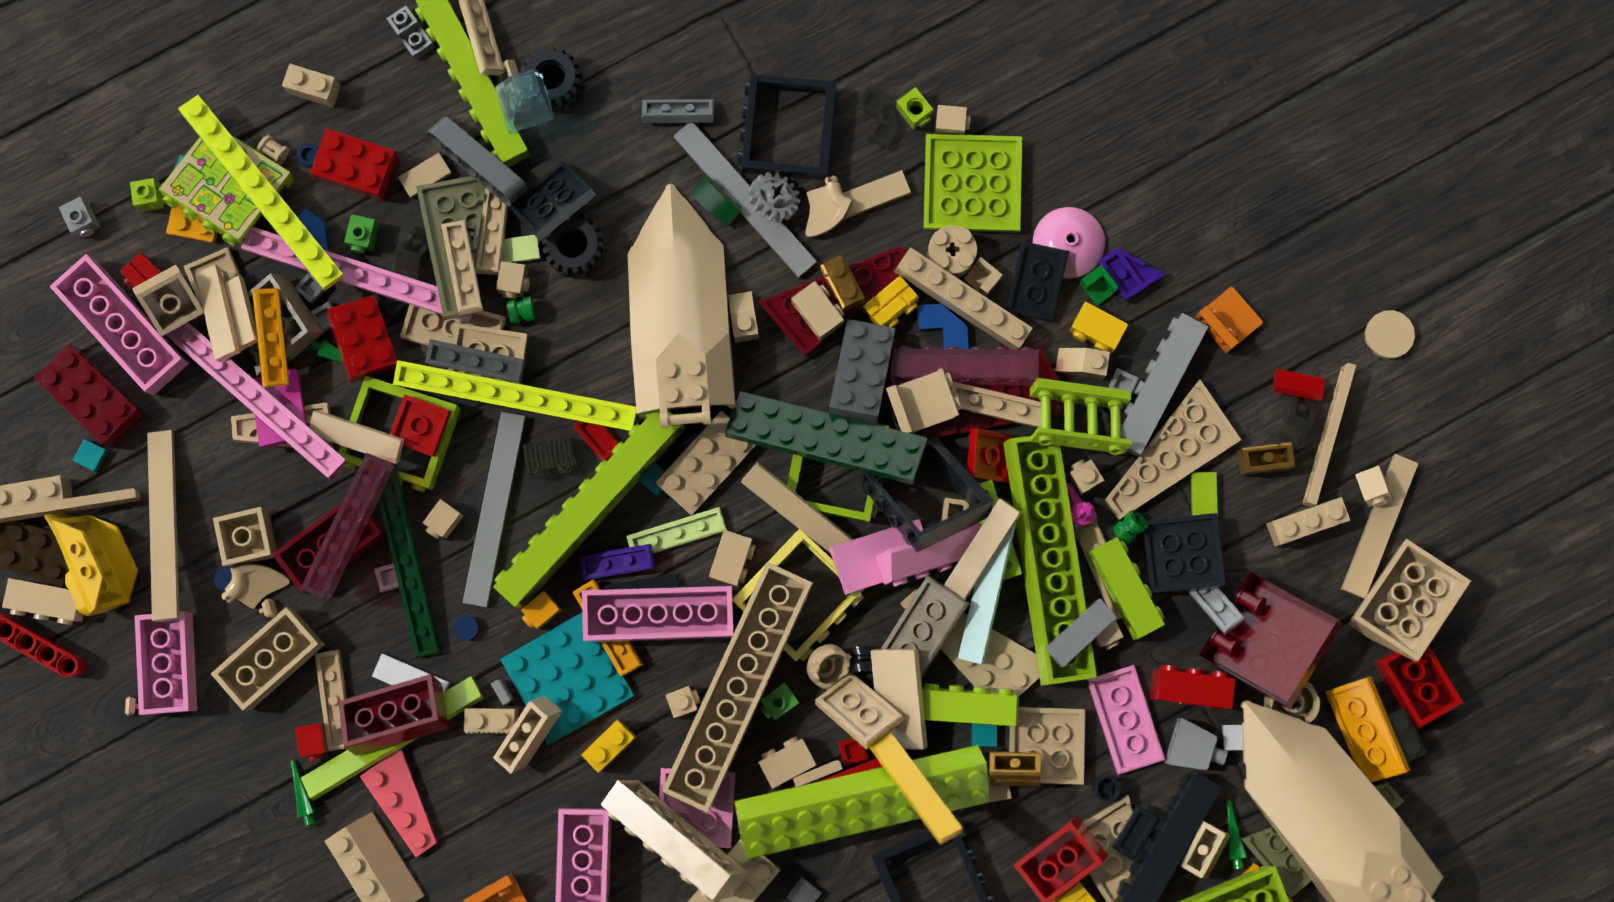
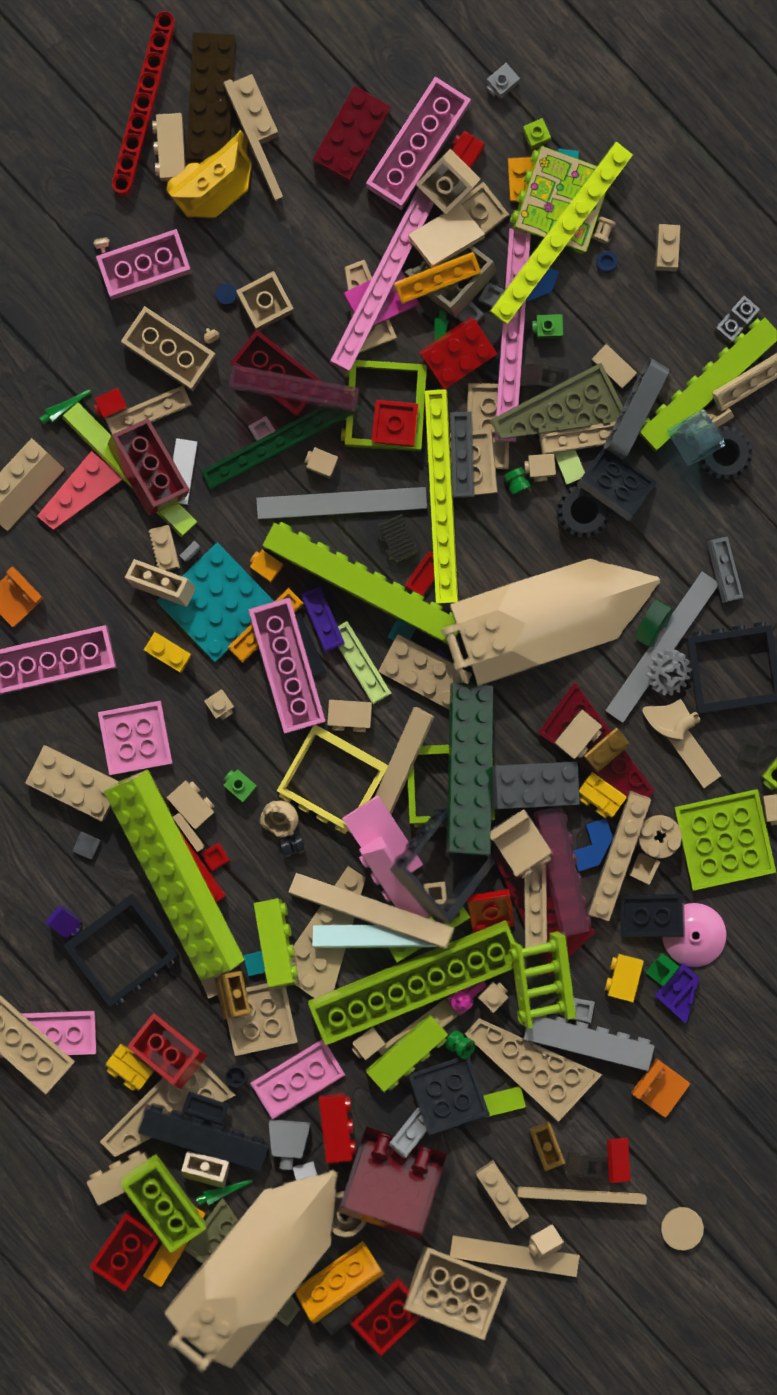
camera: 70 degrees right, 5 degrees up
(90, 455) = (301, 148): teal tile -> none
(163, 526) = (257, 229): tan tile -> none
(217, 313) = (447, 226): tan tile -> none
(252, 583) = (228, 317): tan arm -> none
(354, 164) = (607, 304): red brick -> none
(356, 436) = (372, 372): tan tile -> none
(462, 267) = (538, 422): tan tile -> none
(466, 628) = (236, 506): dark blue tile -> none
(674, 839) = (104, 727): brick -> none
(737, 687) = (243, 748): tan brick -> none
(743, 317) = (559, 671): tan slope -> none
(859, 710) = (248, 853): tan tile -> none
(899, 684) = (266, 884): tan tile -> none
(916, 788) = (212, 895): yellow tile -> none
(927, 621) = (328, 890): dark tan tile -> none
(1080, 632) = (358, 1022): light grey tile -> none
(1083, 362) = (591, 971): tan slope -> none

